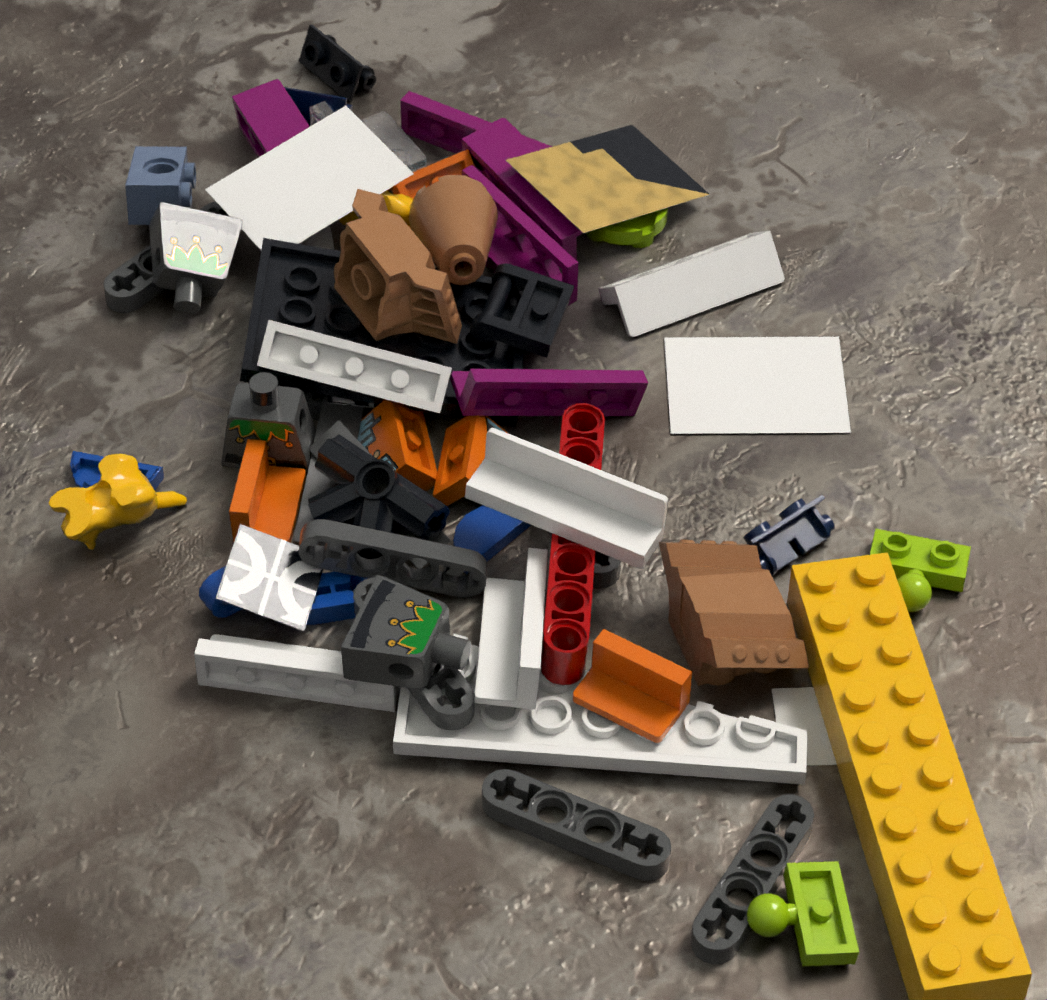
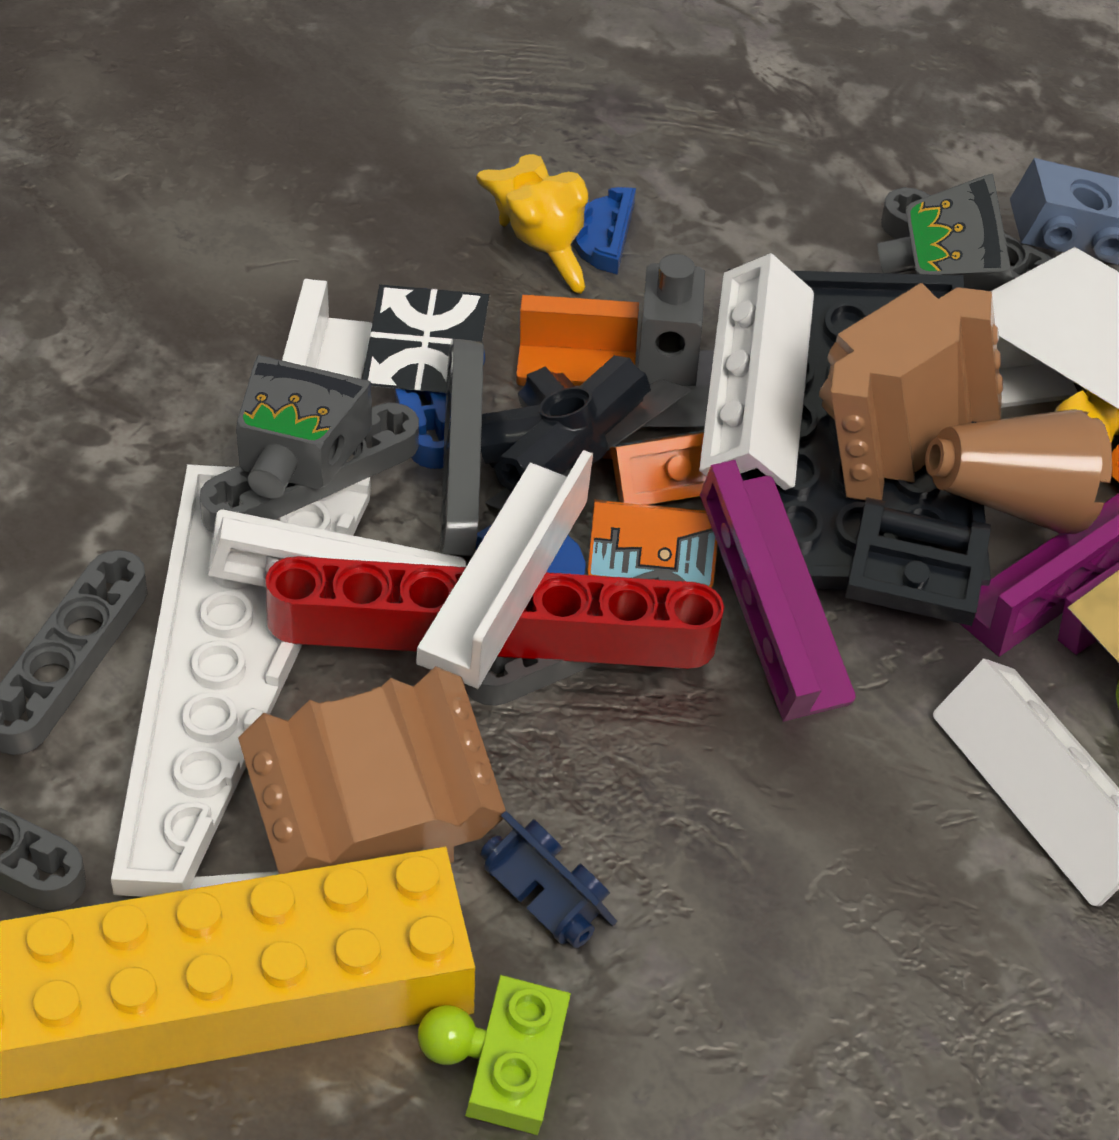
camera: 85 degrees right, 0 degrees up
(634, 687) = (244, 679): orange panel -> none
(755, 385) = (867, 871): white sticker -> none

